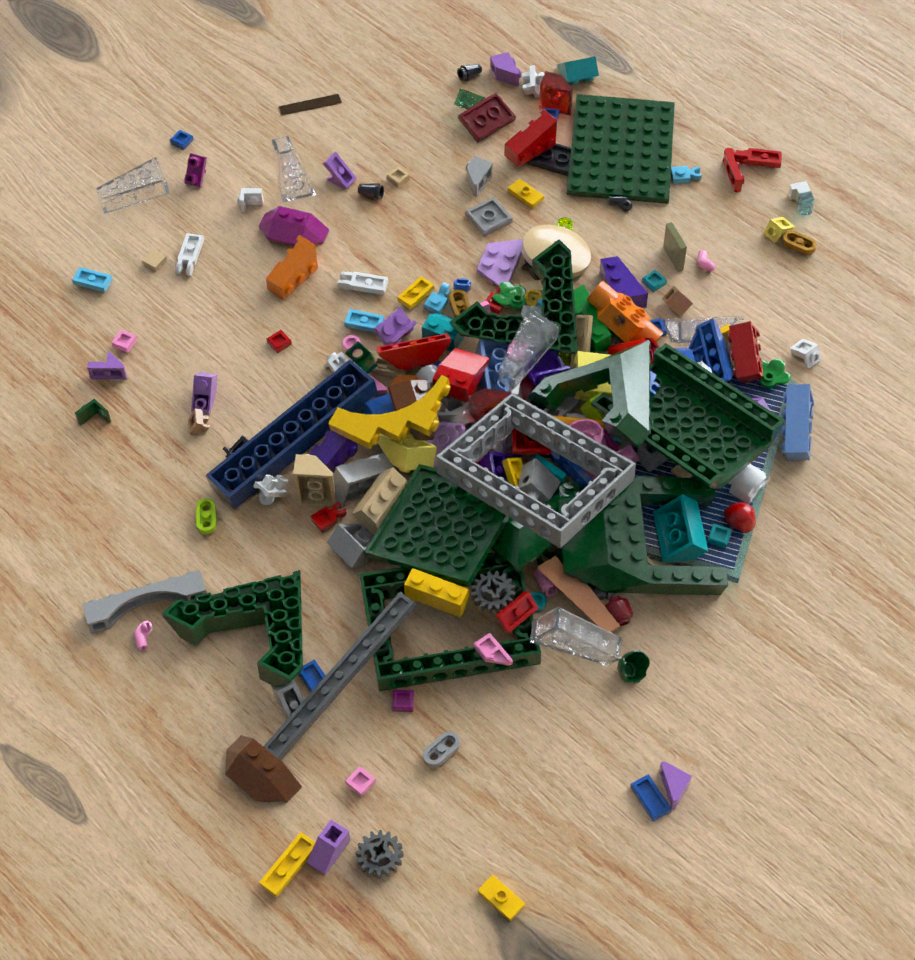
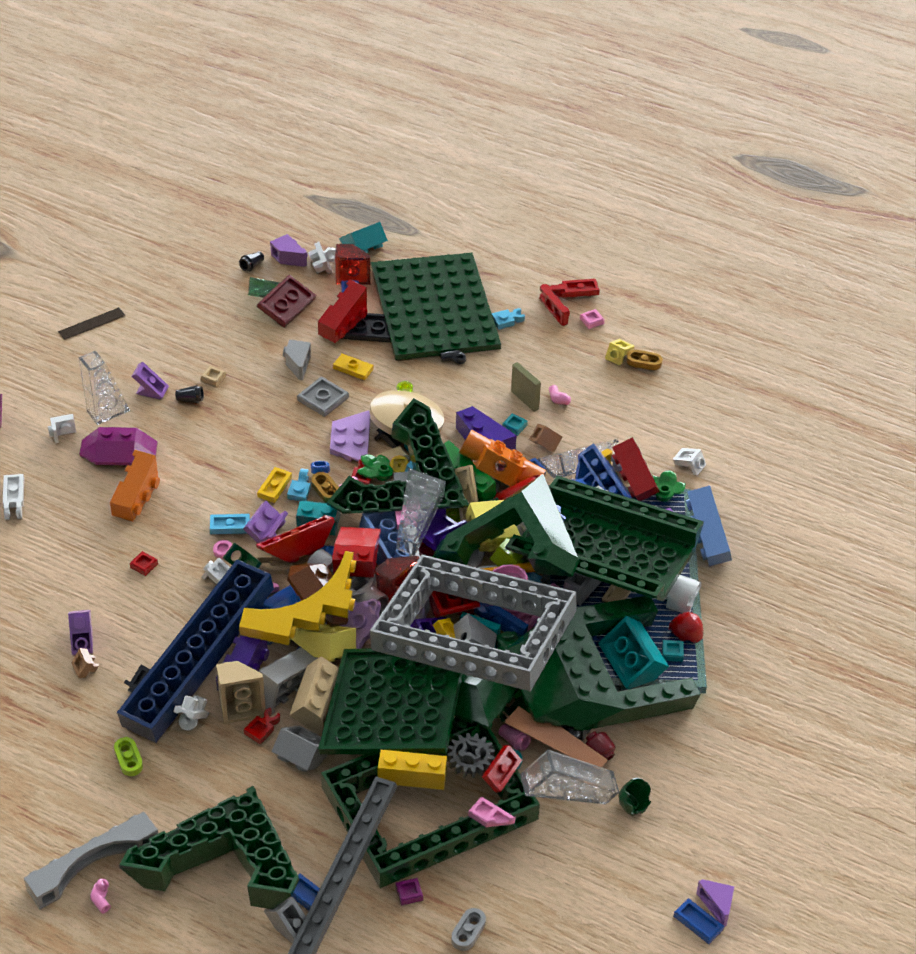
camera: 20 degrees left, 10 degrees down
(363, 282) = (213, 486): white hinge -> none
(765, 191) = (592, 319): none -> bright pink tile
(802, 196) = (631, 317): leg -> none

